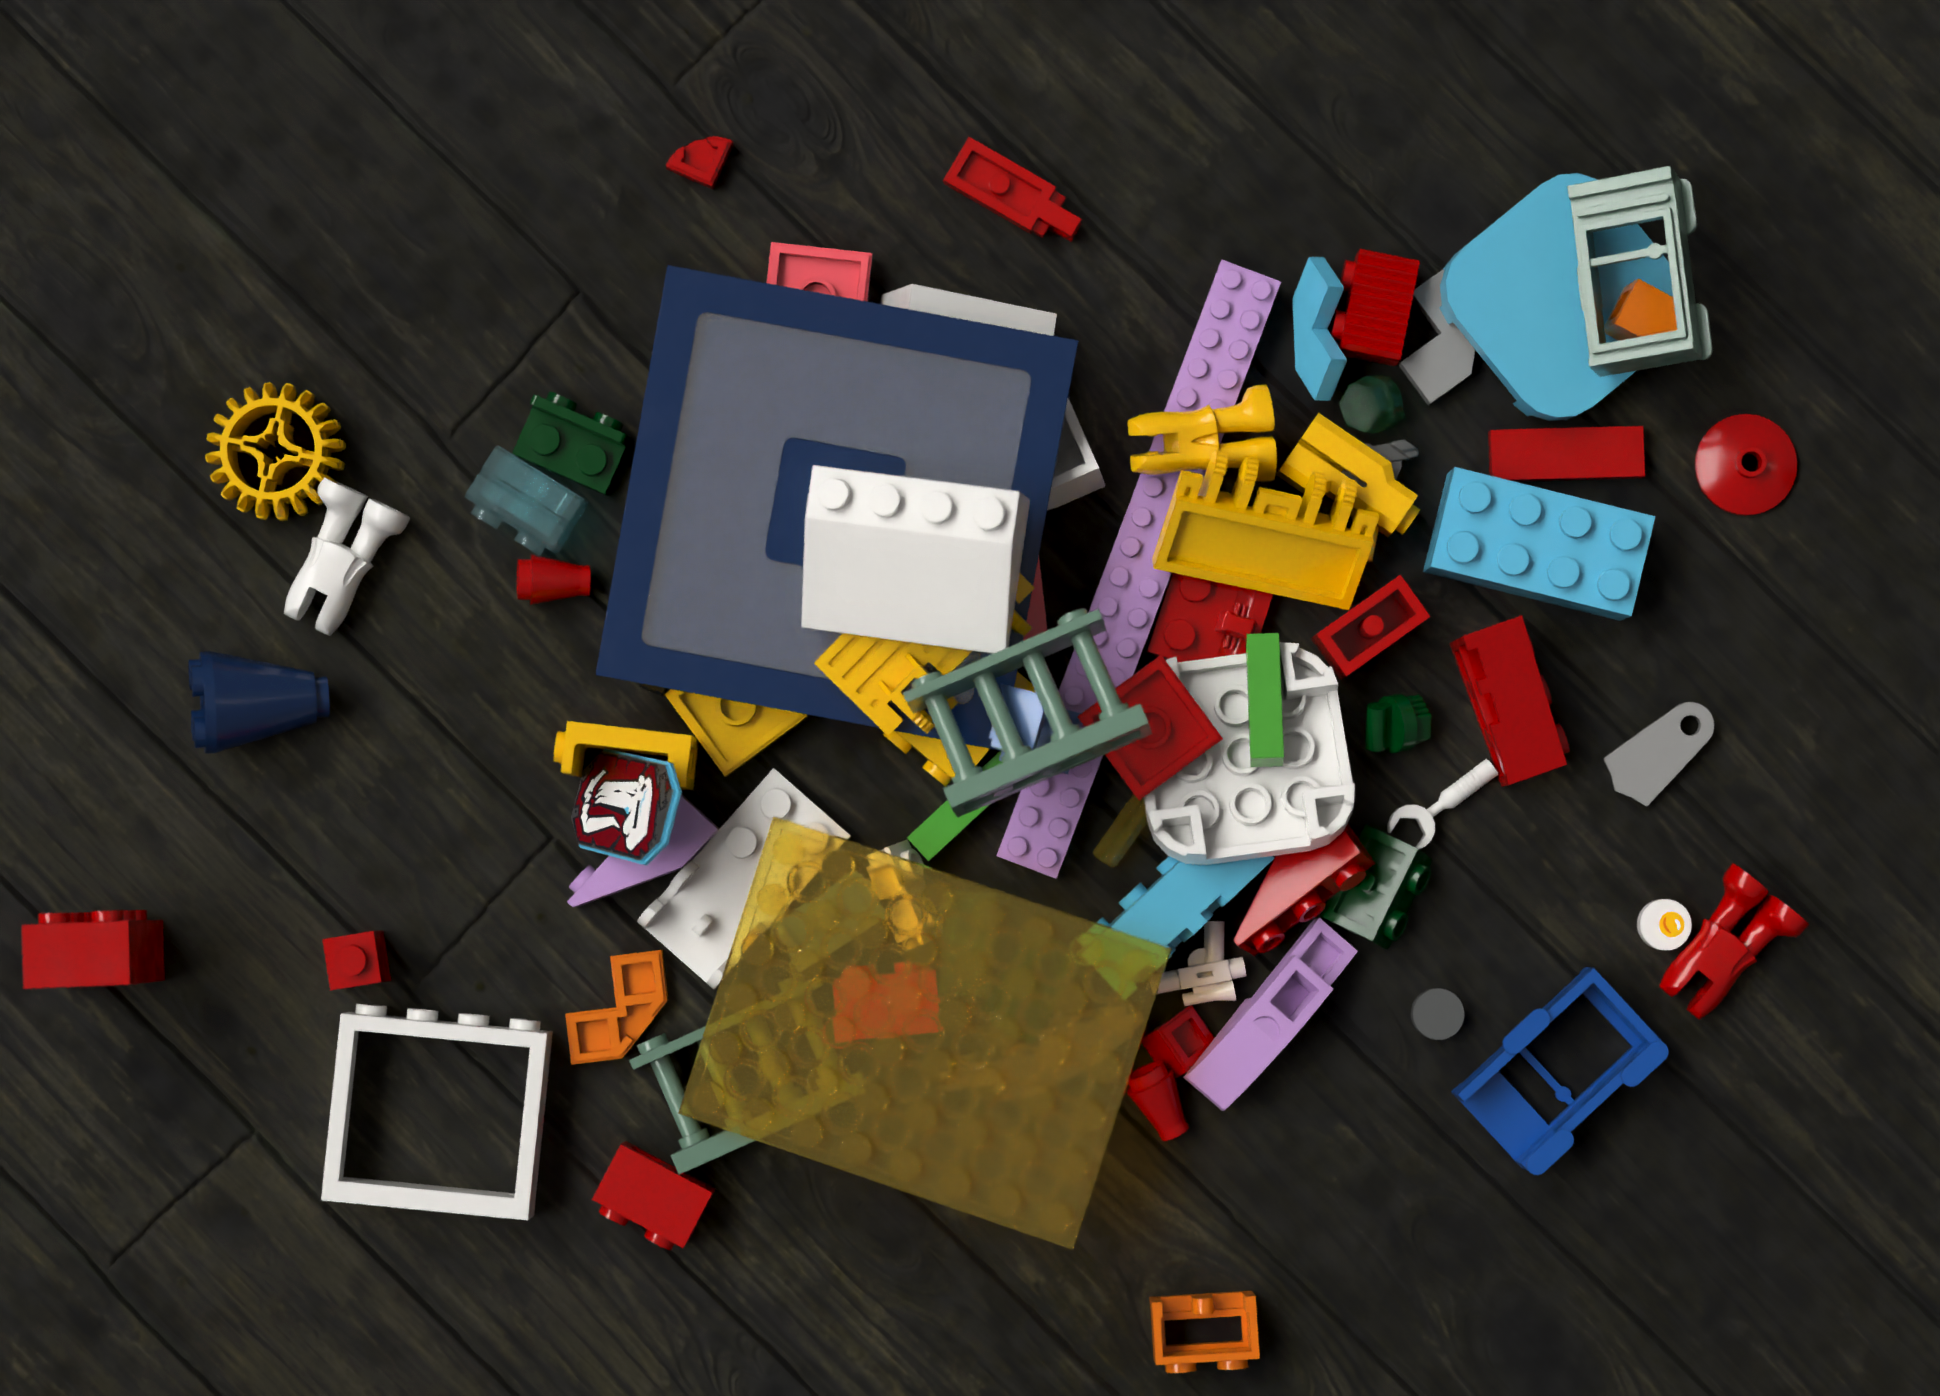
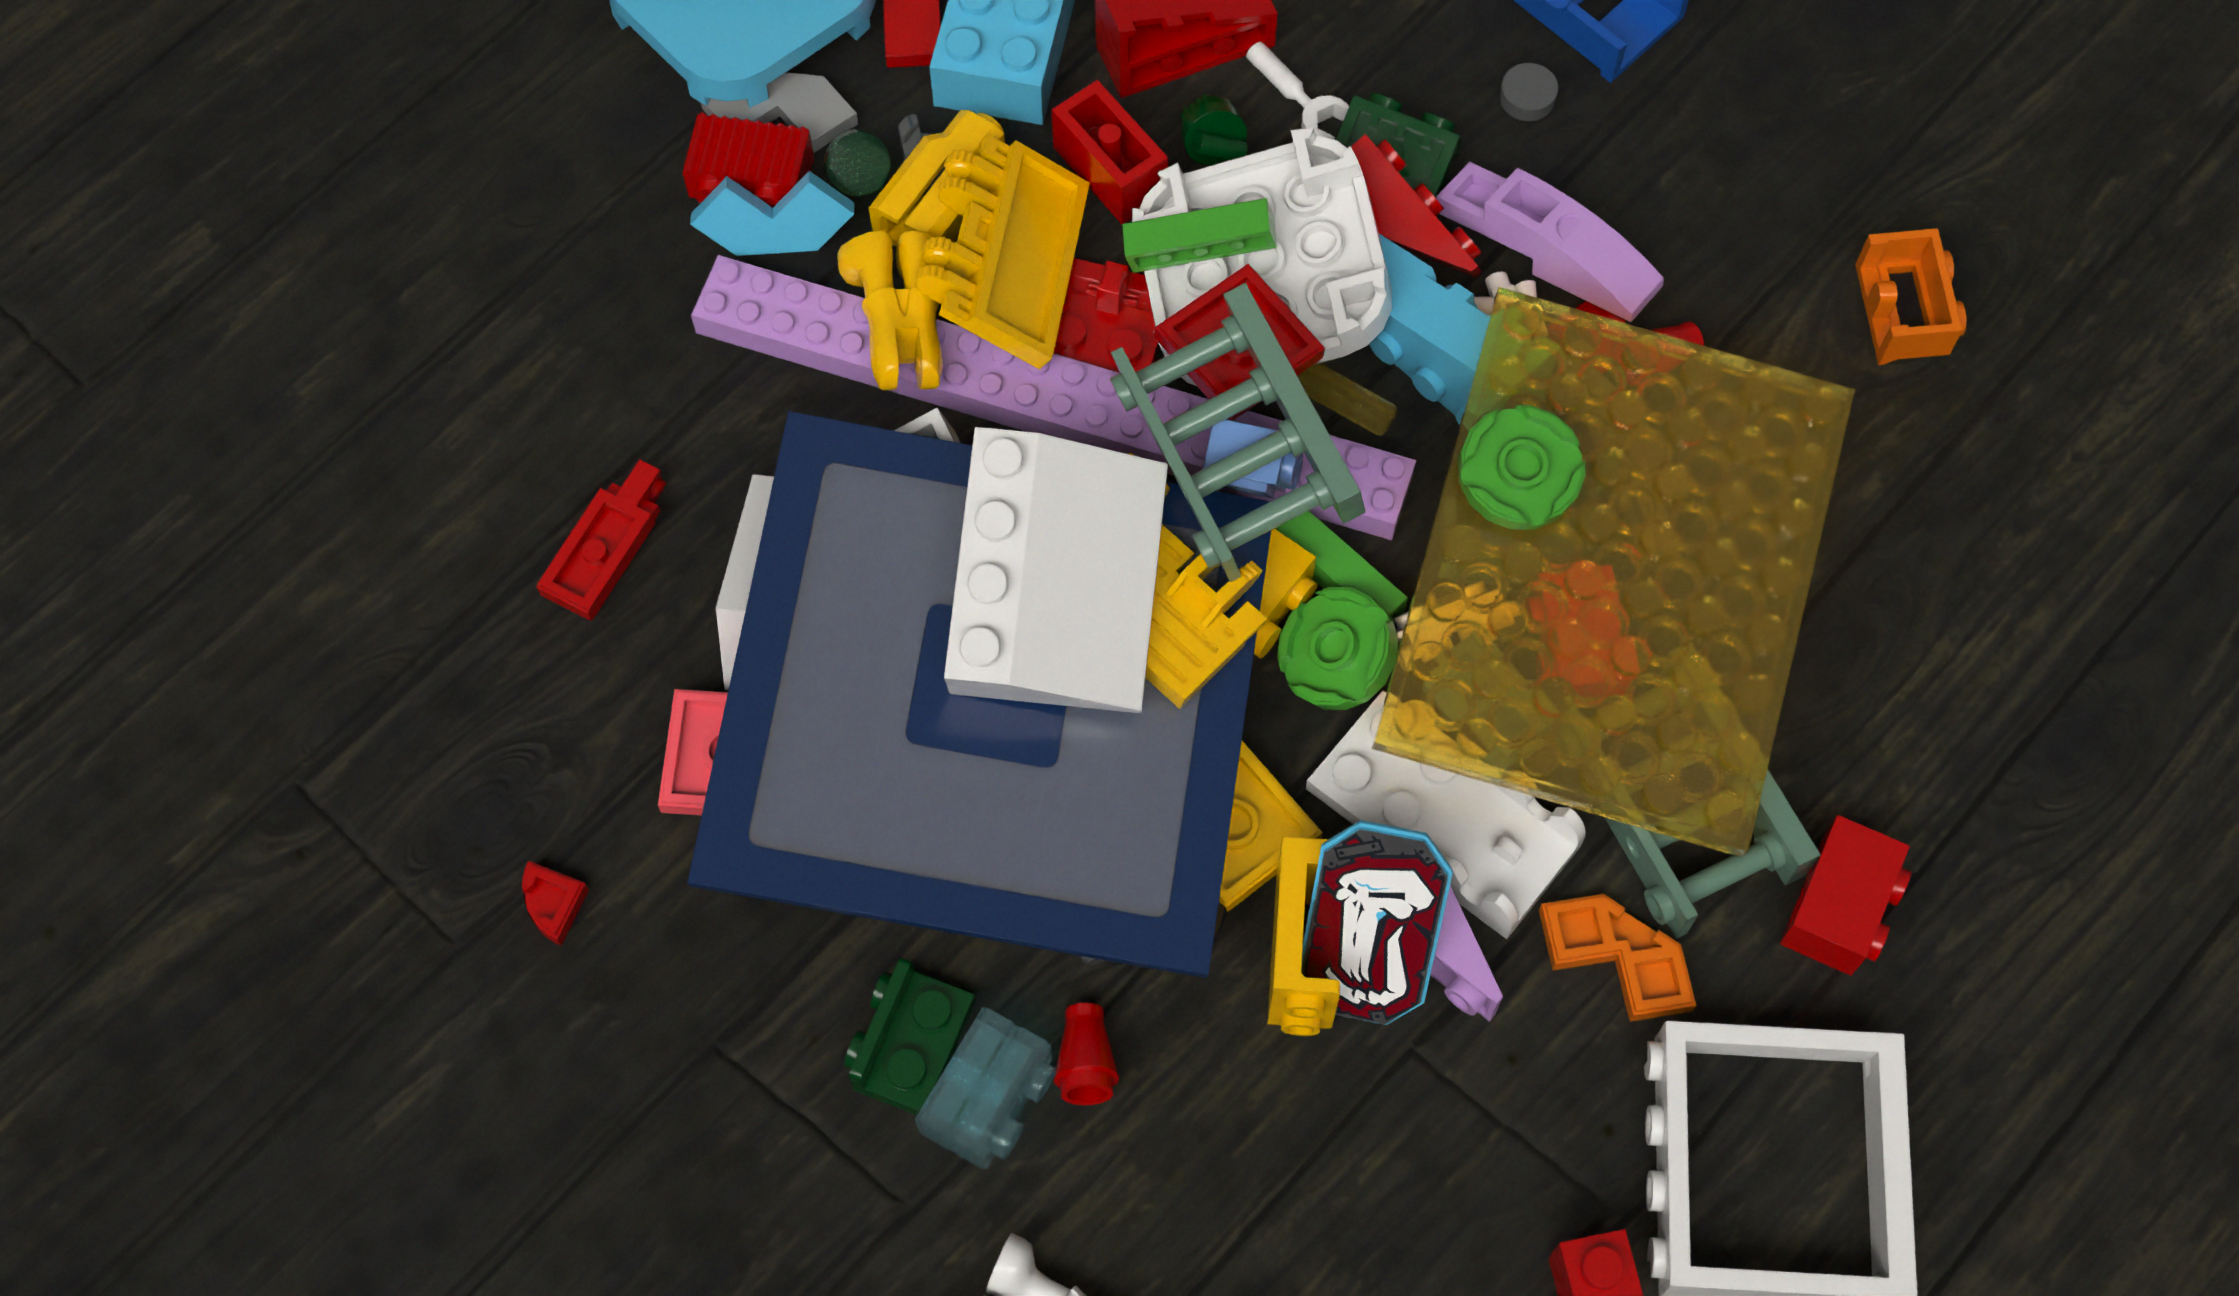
camera: 90 degrees left, 20 degrees down
(884, 799) = (1338, 648): none -> bright green tile
(997, 952) = (1521, 467): none -> bright green tile

